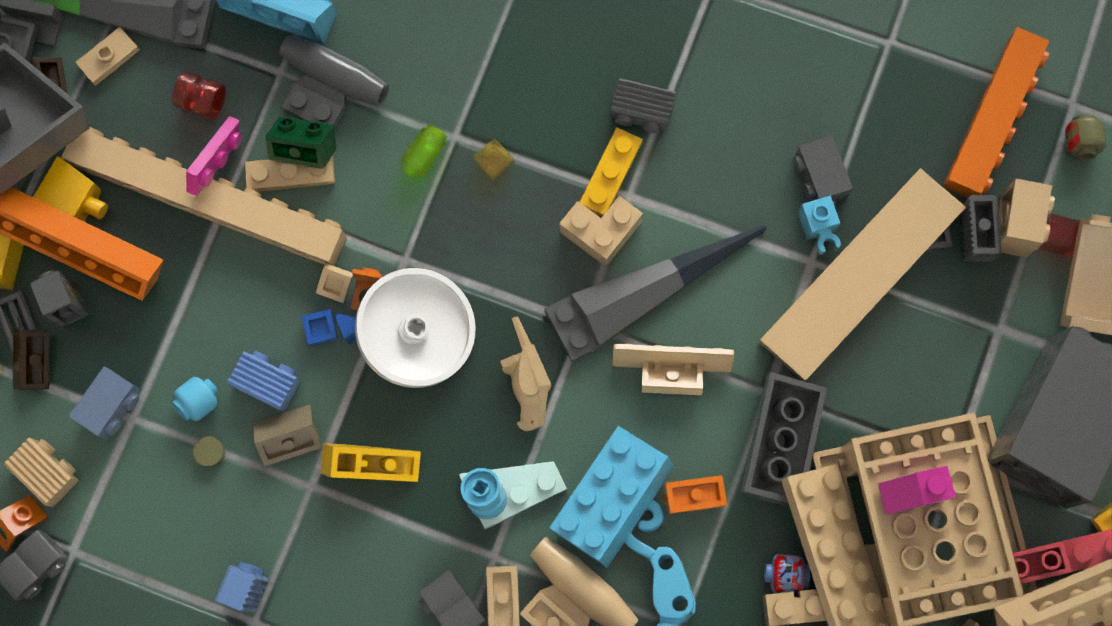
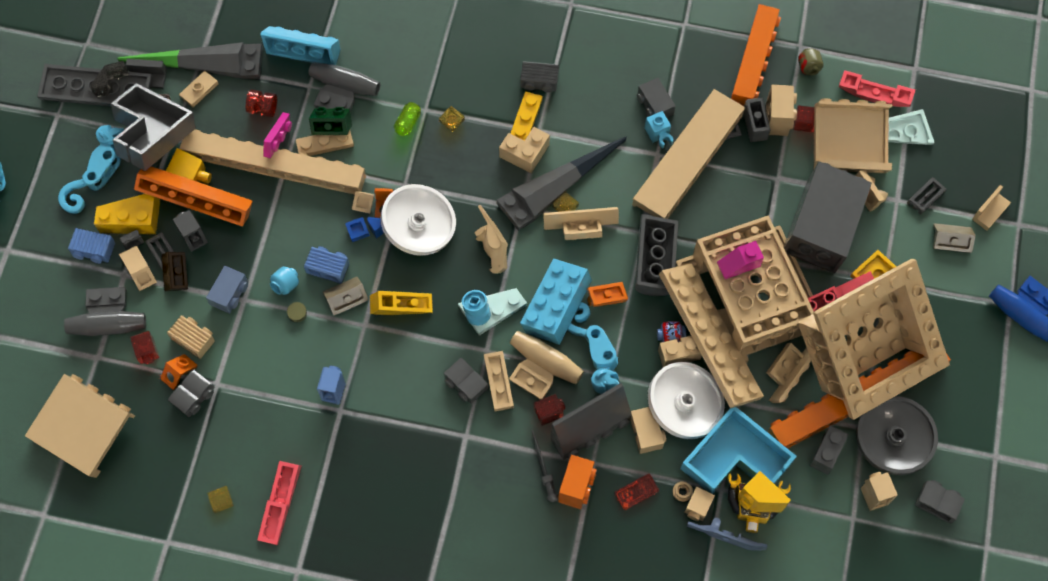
camera: 15 degrees left, 10 degrees down
(652, 328) = (565, 203): none -> clear yellow plate

